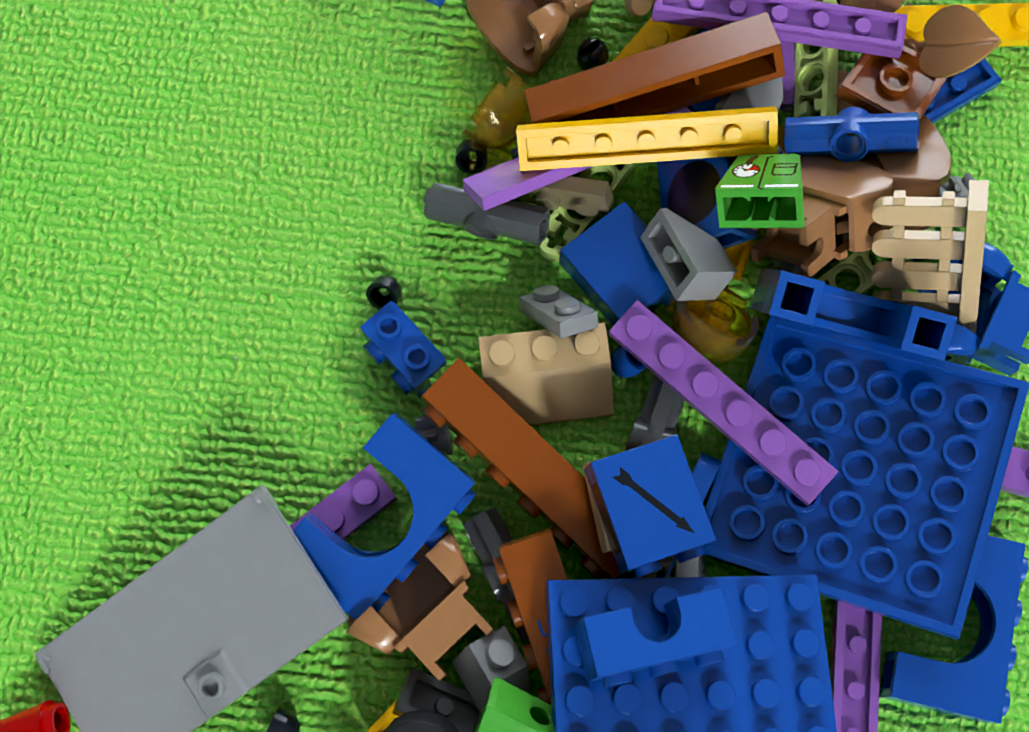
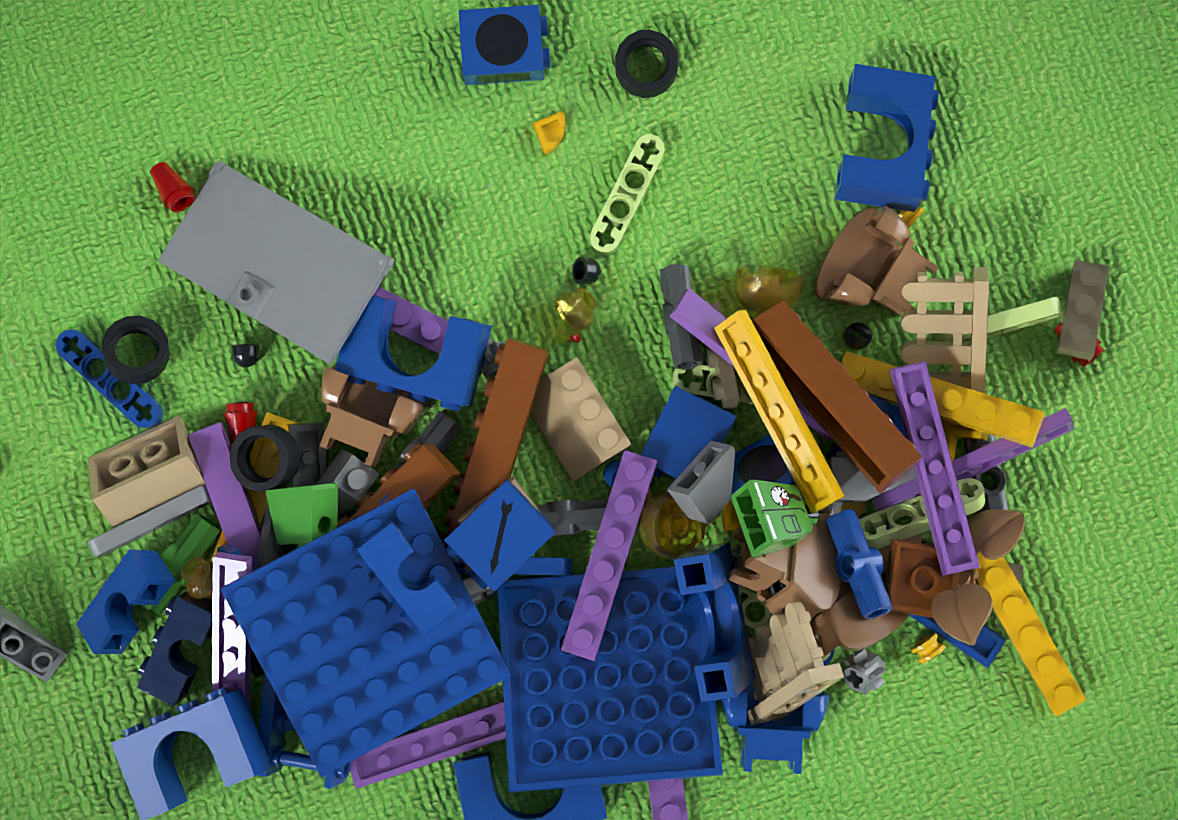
camera: 65 degrees right, 10 degrees up
(88, 267) = (503, 44): none -> blue brick
(182, 106) = (652, 39): none -> black tyre
(211, 264) = (550, 131): none -> yellow tile
(326, 212) = (624, 193): none -> yellowish green beam
(403, 347) = (546, 306): blue bracket -> none
(432, 322) = (576, 312): none -> clear yellow animal
(463, 159) = (724, 282): black hinge -> none
(558, 311) = (625, 406): light grey plate -> none
(957, 127) = (927, 648): none -> yellow bush

